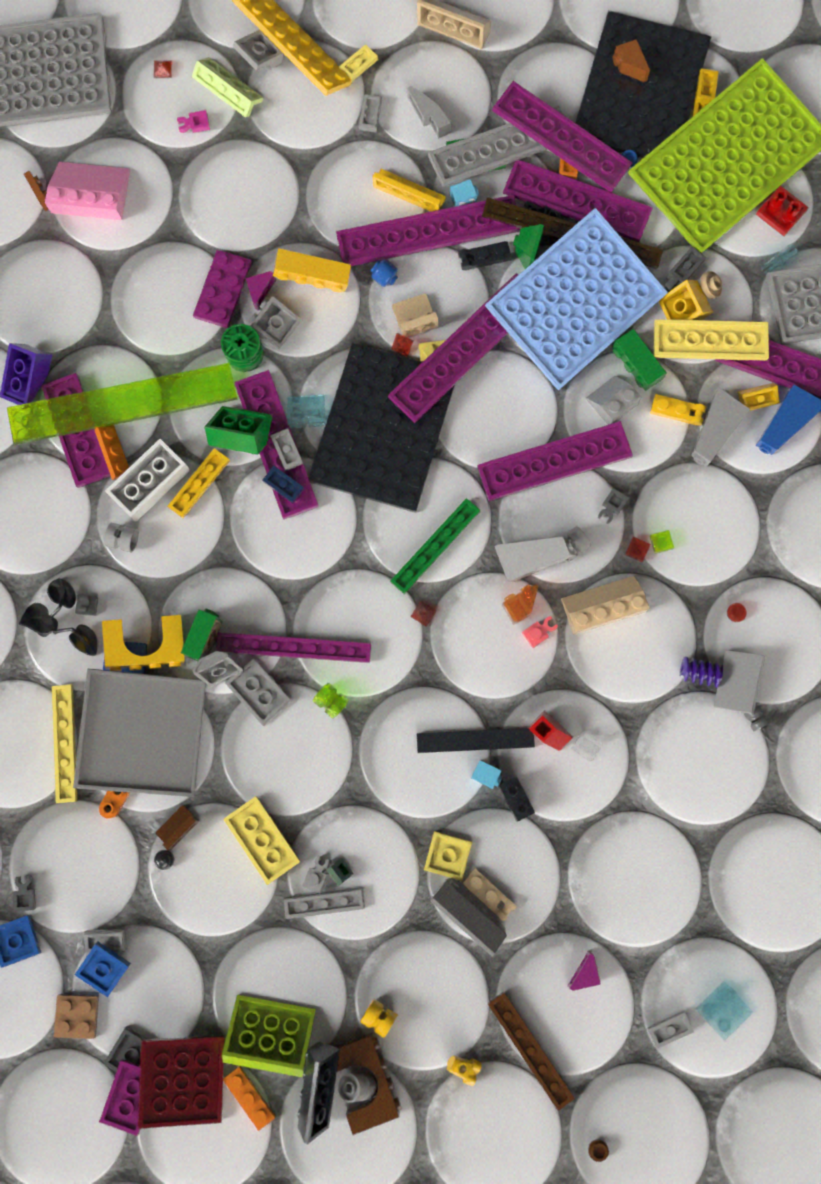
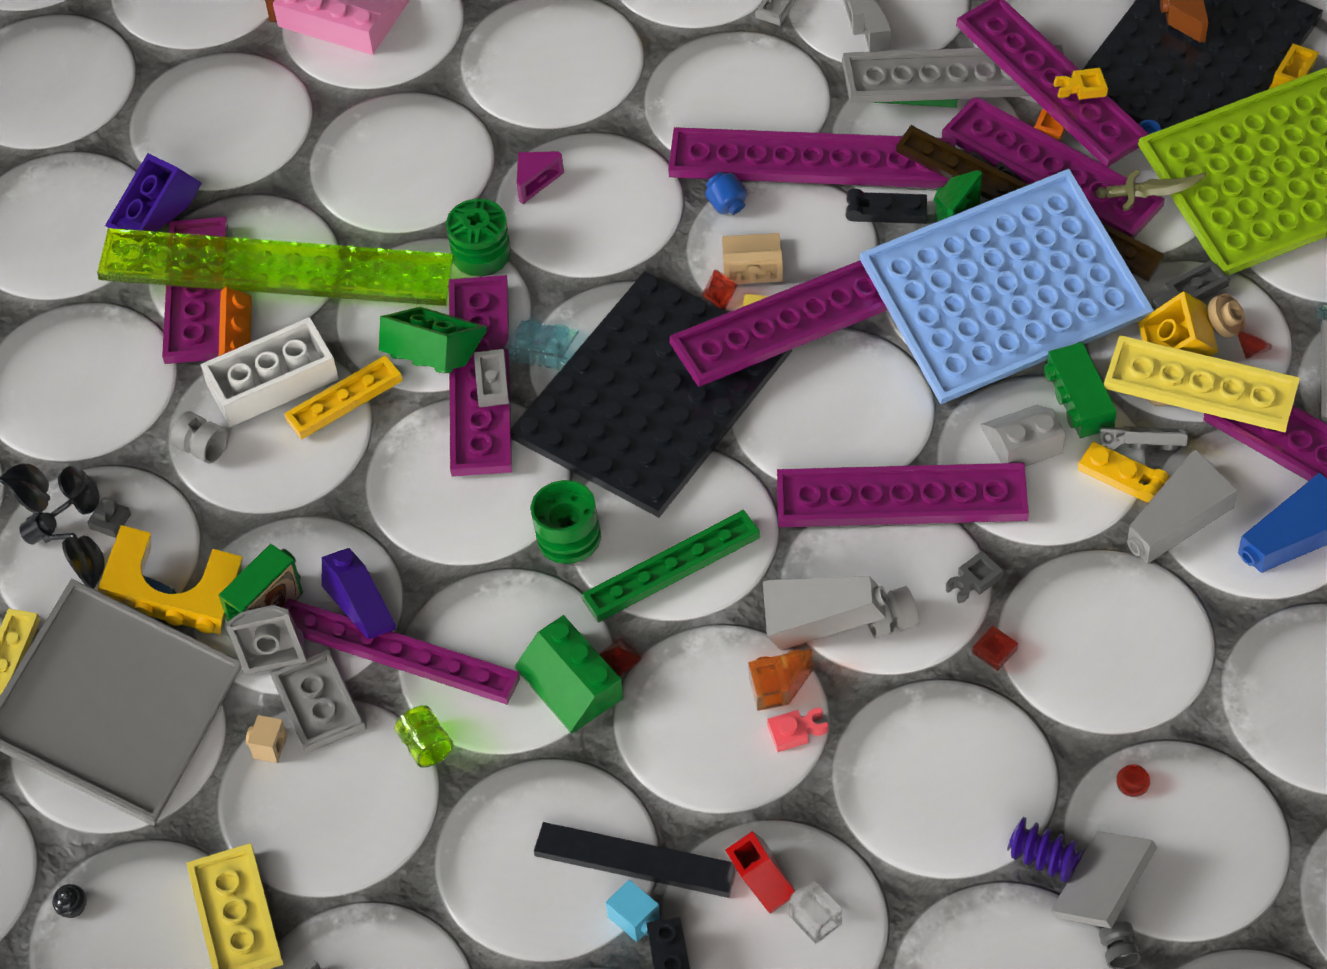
camera: 15 degrees right, 25 degrees down
(115, 801) = (32, 797): orange plate -> none
(176, 827) = (110, 862): reddish brown panel -> none
(222, 289) = (480, 163): magenta plate -> none
(238, 727) = (266, 738): none -> tan plate
(258, 620) = (355, 593): none -> dark purple slope
(274, 322) = (539, 218): light grey plate -> none
(283, 484) = (468, 421): dark blue plate -> none
(311, 270) = (618, 163): yellow brick -> none
(357, 532) = (565, 521): none -> green wheel
(399, 636) = (569, 675): none -> green slope
(408, 190) = (798, 102): yellow fence -> none
(464, 193) = (881, 120): medium azure brick -> none
(586, 137) = (1086, 83): none -> yellow plate
(605, 604) = (915, 717): tan slope -> none
(644, 204) = (1151, 187): none -> olive piece
(661, 542) = (1038, 647): clear neon green plate -> none
(684, 382) = (1142, 436): none -> hinge
(730, 299) = (1253, 345): none -> clear red slope
(759, 396) = (1262, 486): yellow slope -> none

